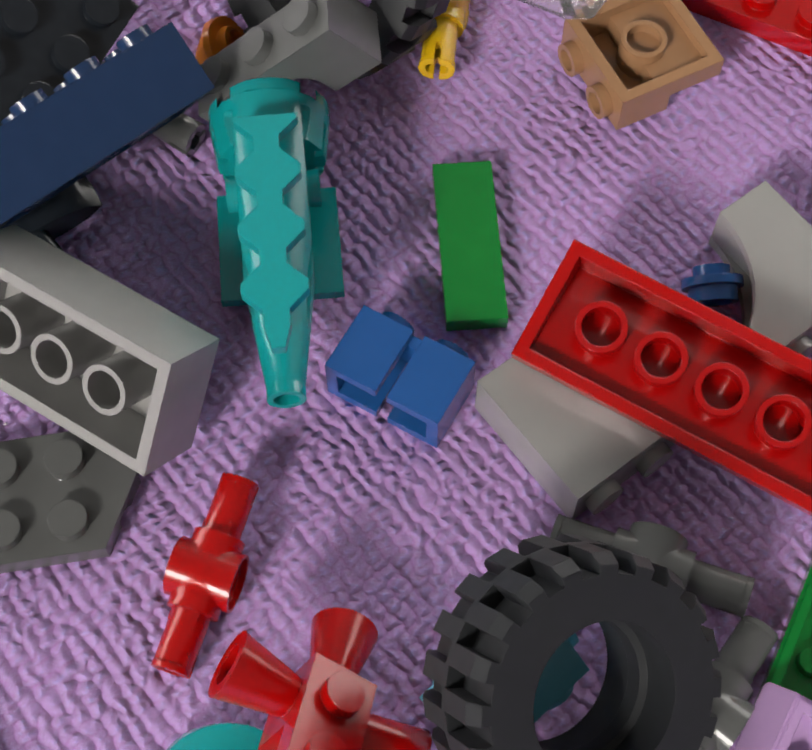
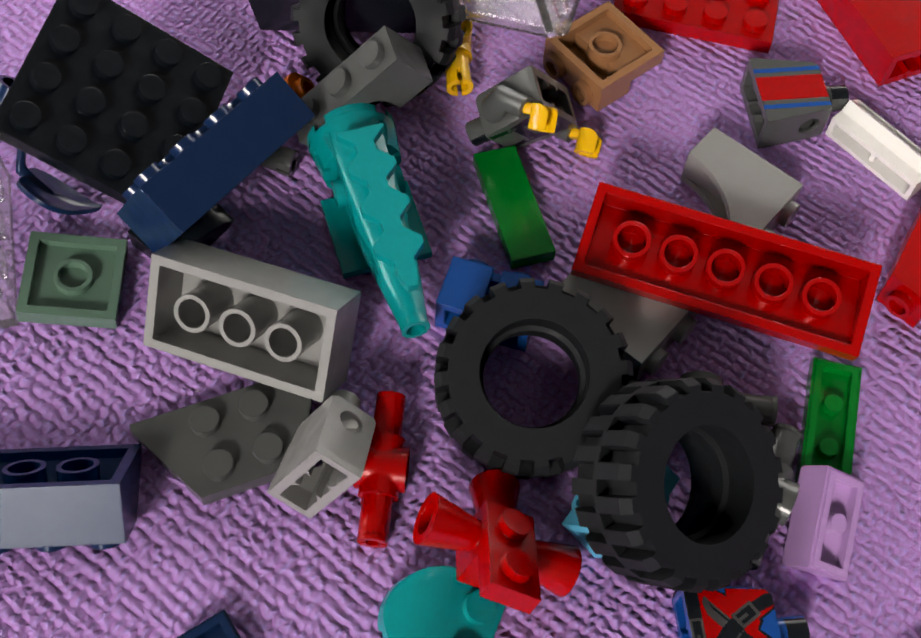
camera: 15 degrees left, 5 degrees down
(132, 544) = (341, 439): none -> light grey torso
(351, 430) = (526, 312): none -> black tyre
(517, 117) = (527, 111): none -> dark grey torso
(713, 285) = (697, 200): blue plate -> none

